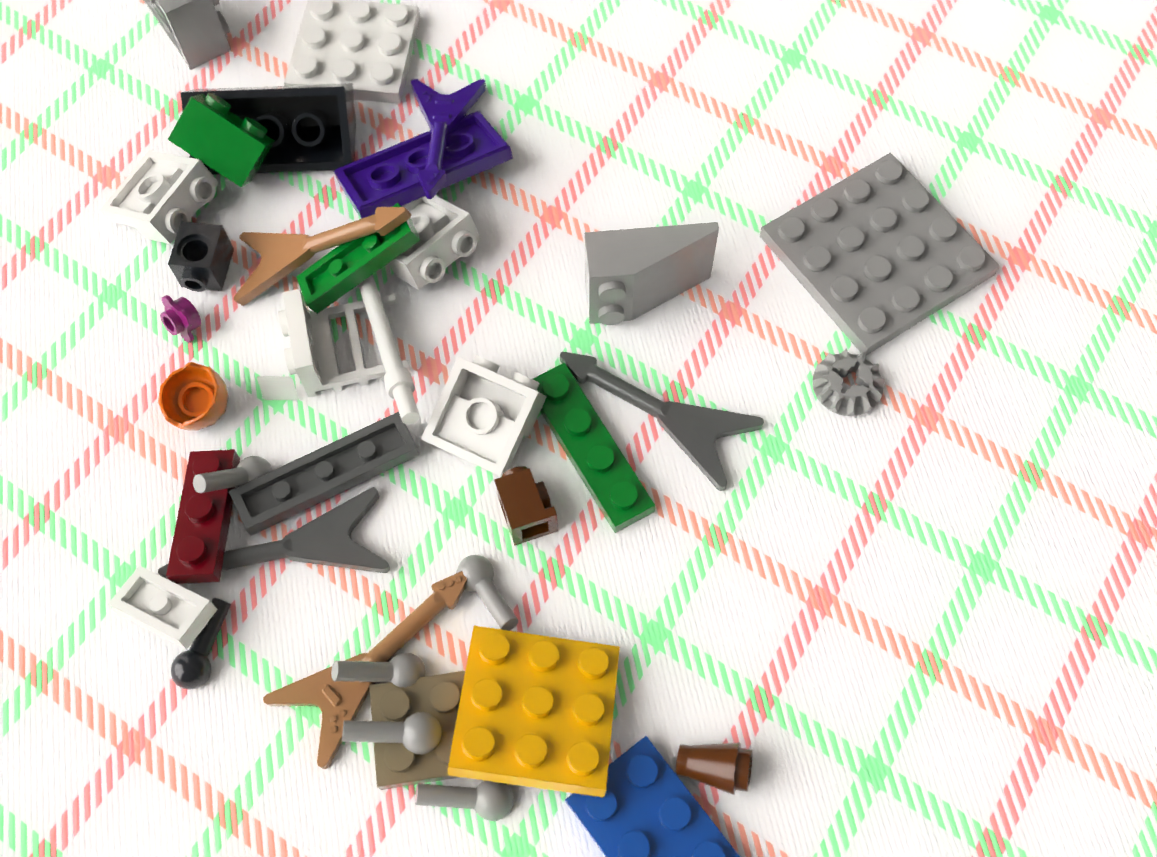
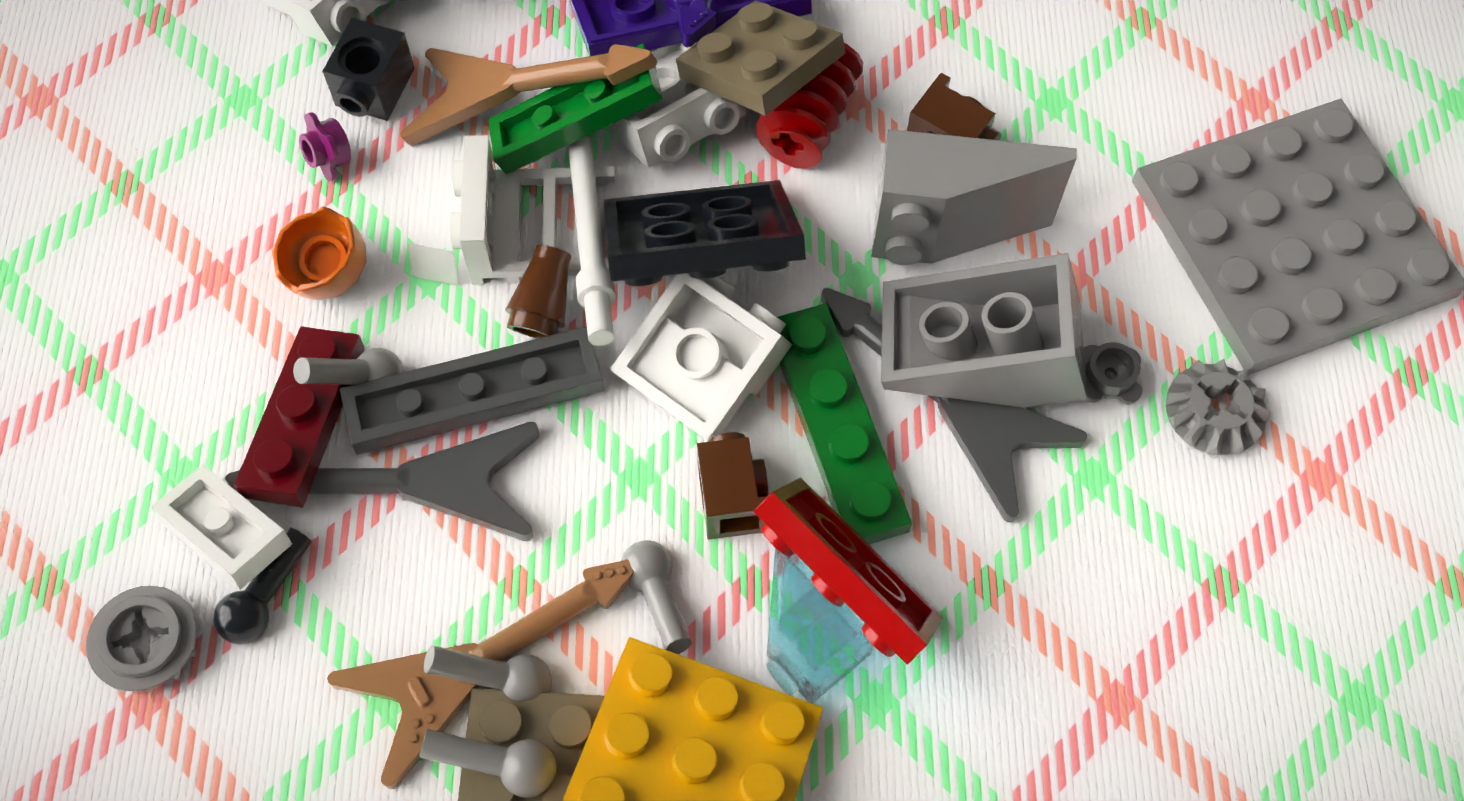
camera: 10 degrees right, 0 degrees up
(103, 691) = (120, 624): none -> light grey gear
(360, 397) = (541, 295): none -> reddish brown cone
(466, 329) = (701, 232): none -> black plate
(483, 197) = (760, 57): none -> dark tan plate
(523, 221) = (804, 122): none -> red piece
(599, 592) = (808, 636): none -> clear light blue slope
(618, 547) = (848, 570): none -> red plate
(625, 213) = (951, 113): none -> reddish brown brick
(680, 363) = (987, 334): none -> light grey slope
(771, 362) = (1119, 360): none -> flat silver plate

